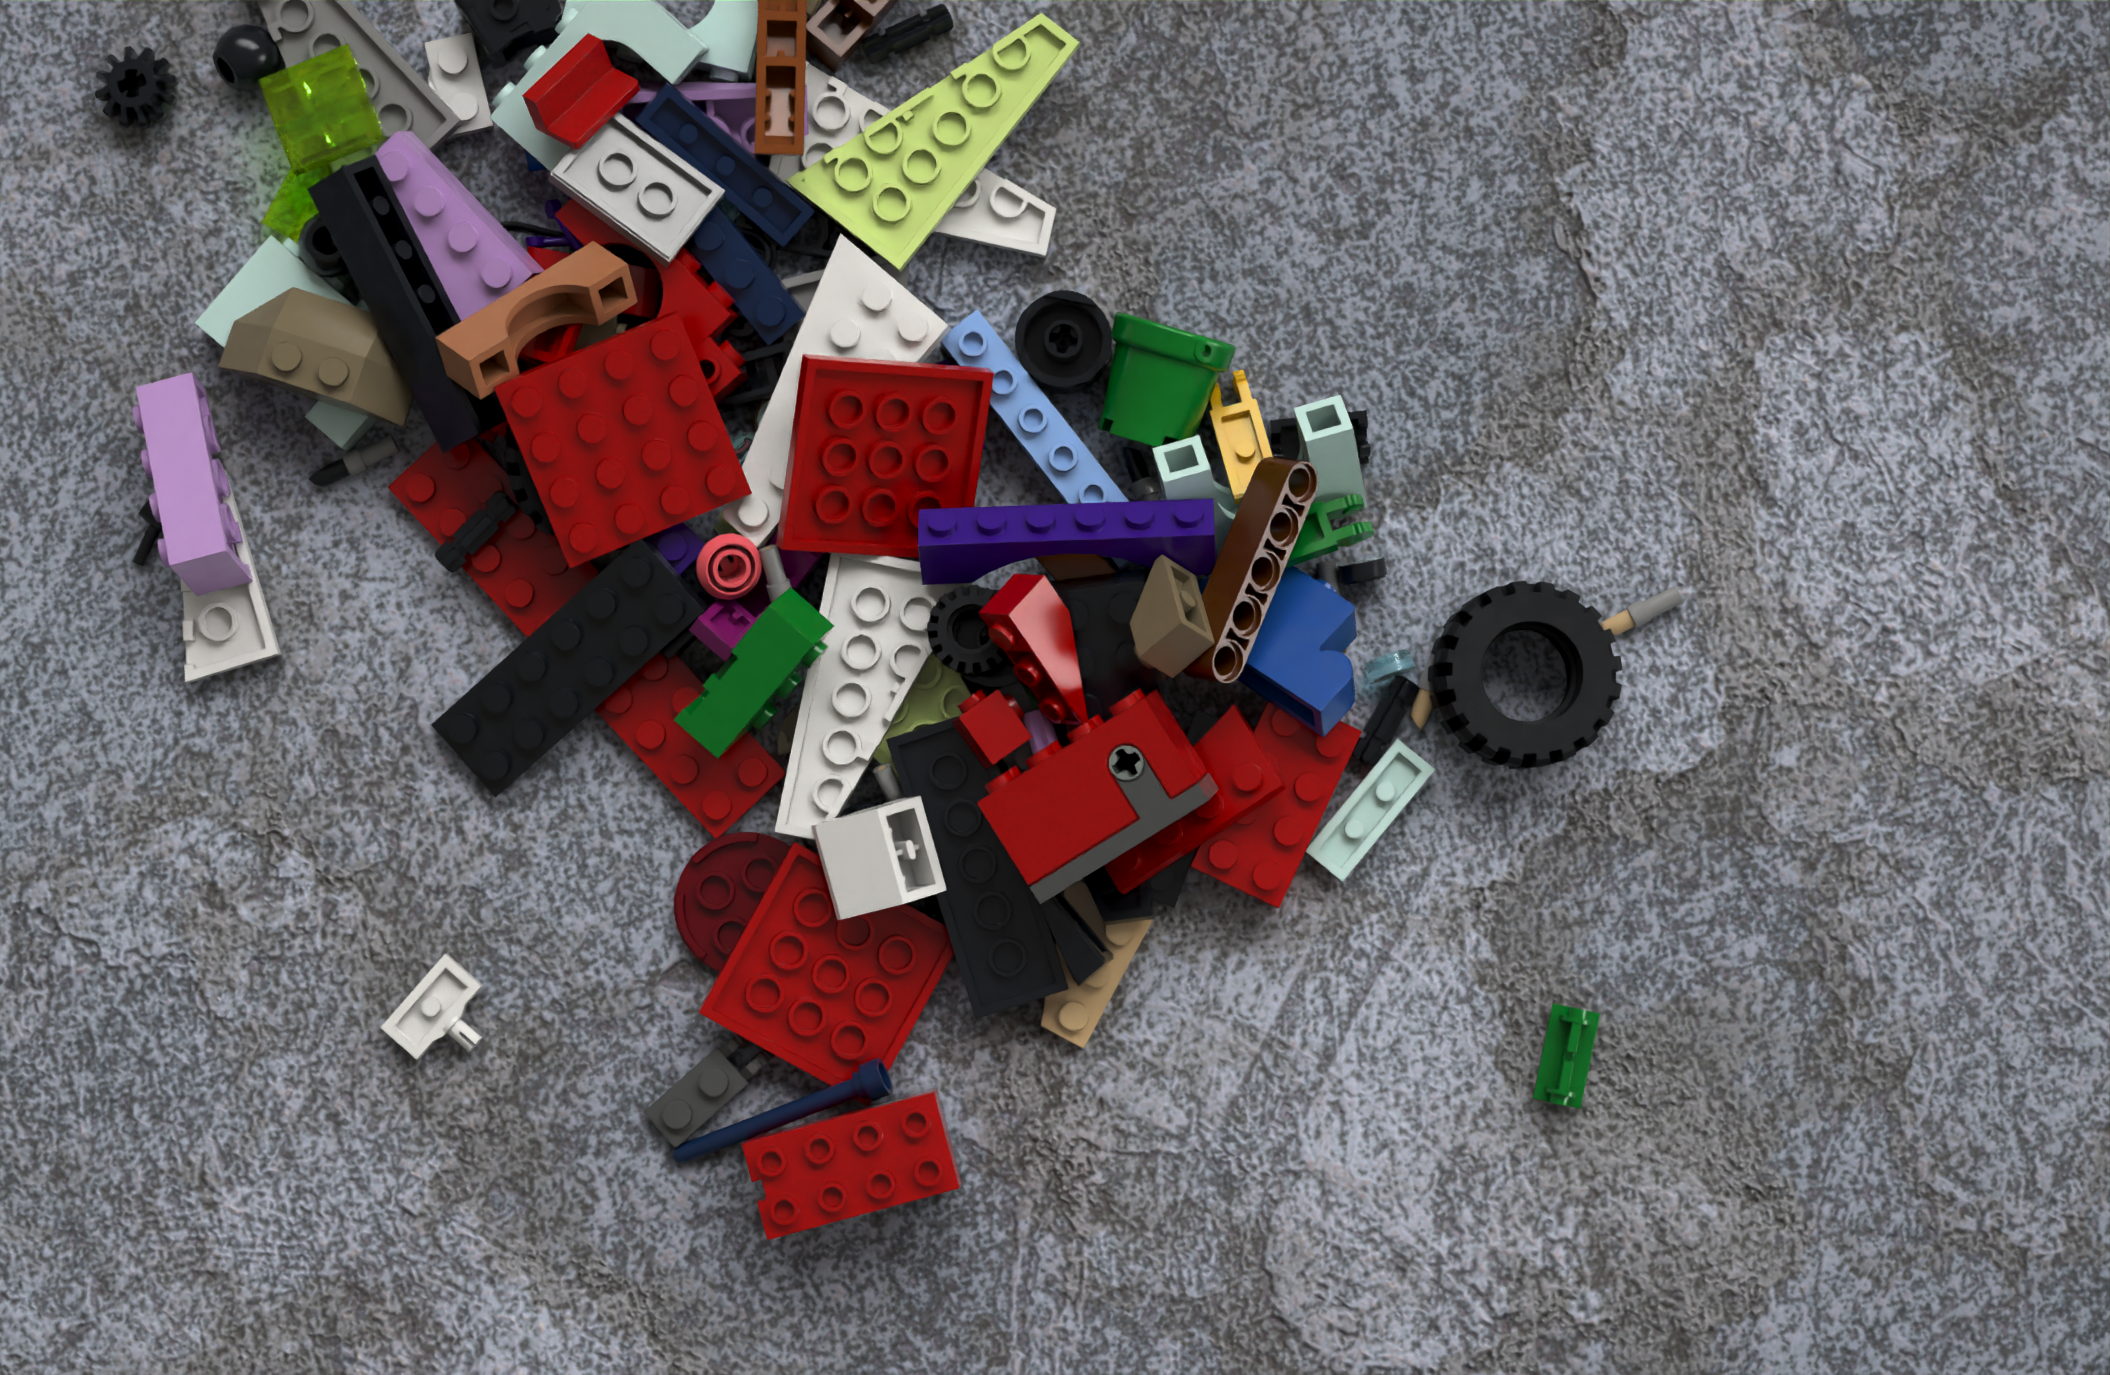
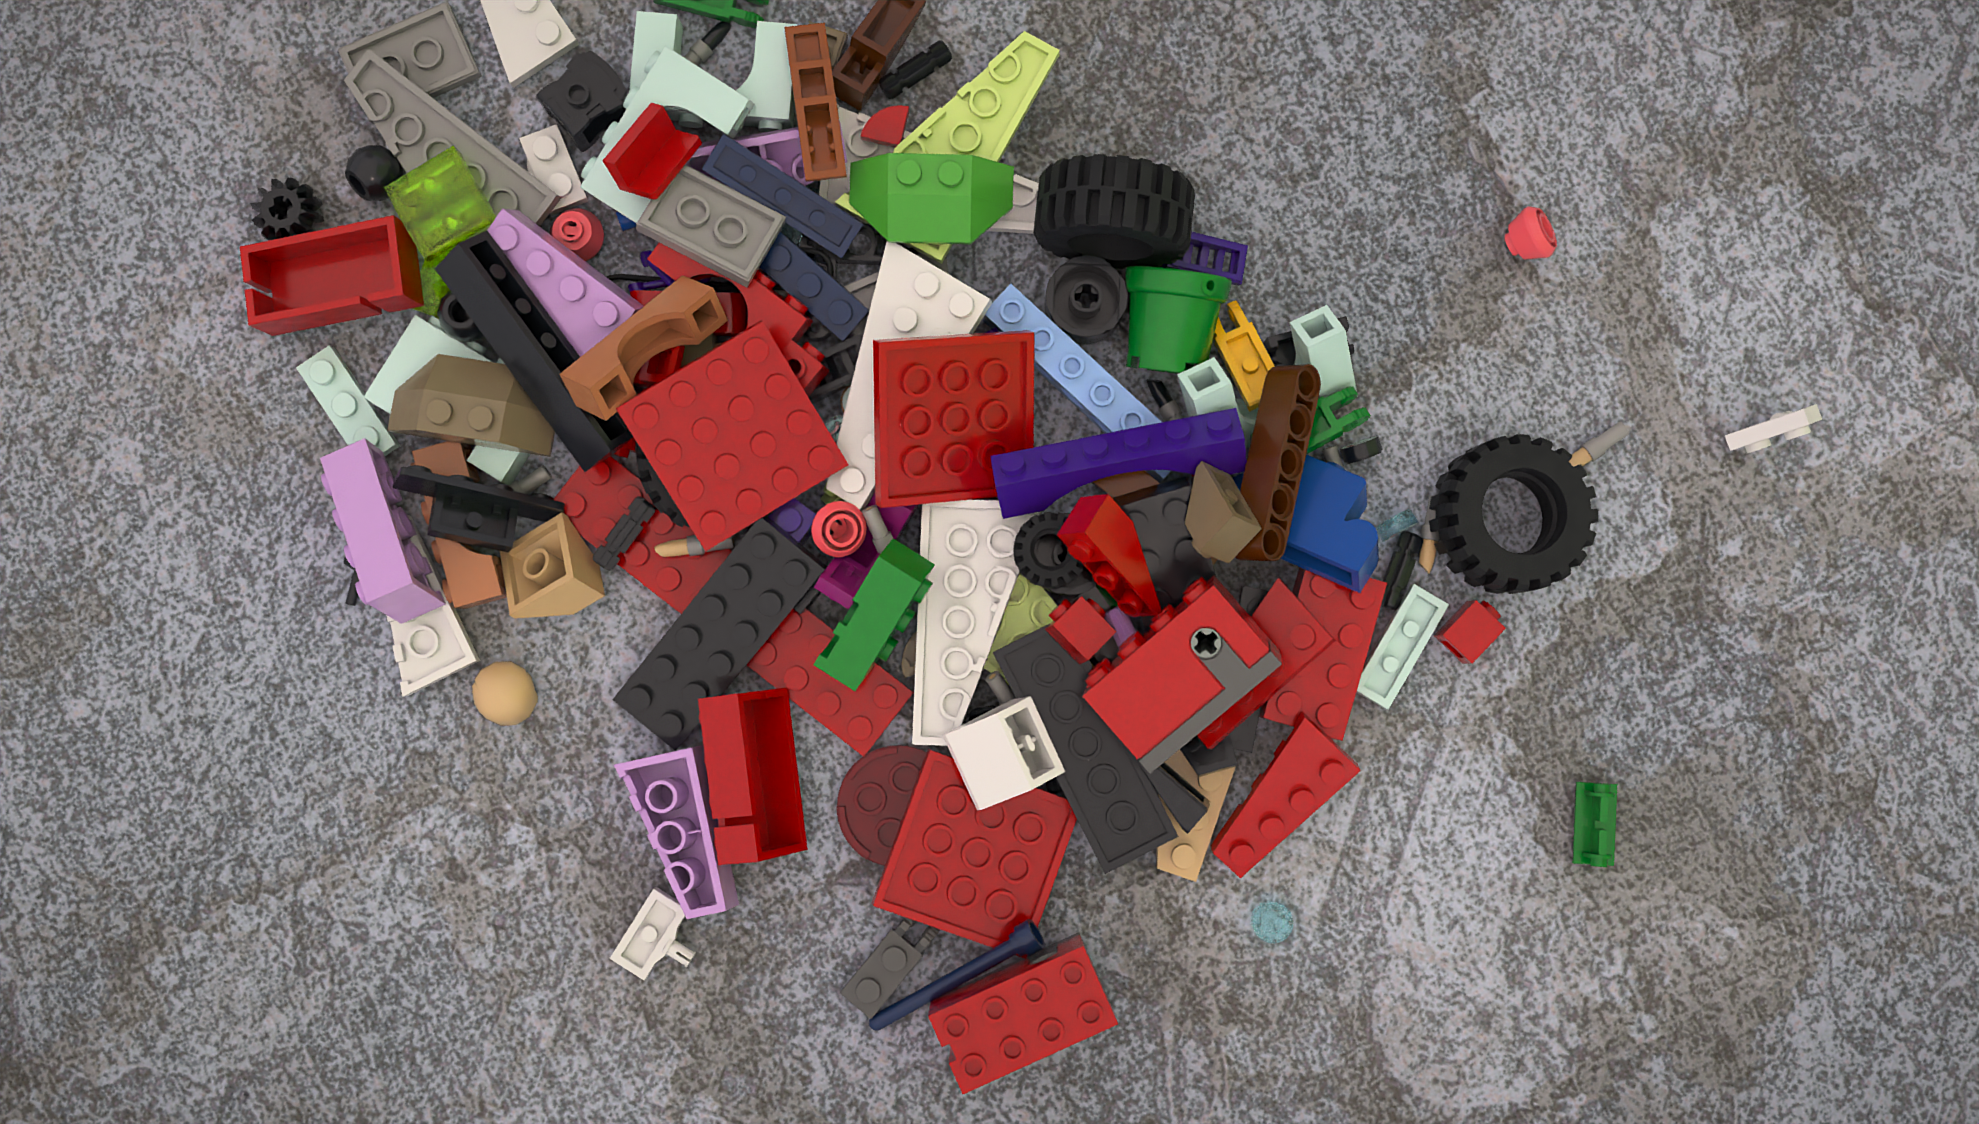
camera: 10 degrees left, 0 degrees up
(169, 322) = (344, 401): none -> light aqua plate
(180, 174) = (331, 276): none -> red piece
(274, 433) = (470, 575): none -> nougat arch
(304, 698) = (504, 693): none -> tan hair
(305, 477) = (472, 510): none -> black bracket
(381, 562) = (550, 572): none -> tan slope
(487, 170) = (585, 229): none -> coral cone
(492, 884) = (676, 810): none -> lavender wedge
(550, 558) = (689, 546): none -> piece
(582, 837) = (752, 776): none -> red piece
(862, 99) = (886, 126): none -> red tile
(899, 194) = (931, 196): none -> bright green wedge
(1109, 246) = (1114, 210): none -> black tyre
(1166, 1110) = (1272, 921): none -> clear light blue tile
(1174, 297) = (1205, 244): none -> dark purple slope
(1212, 953) = (1295, 785): none -> red wing
(1456, 804) = (1470, 630): none -> red brick
(1606, 347) = (1531, 235): none -> coral cone
(1864, 619) = (1787, 423): none -> white plate

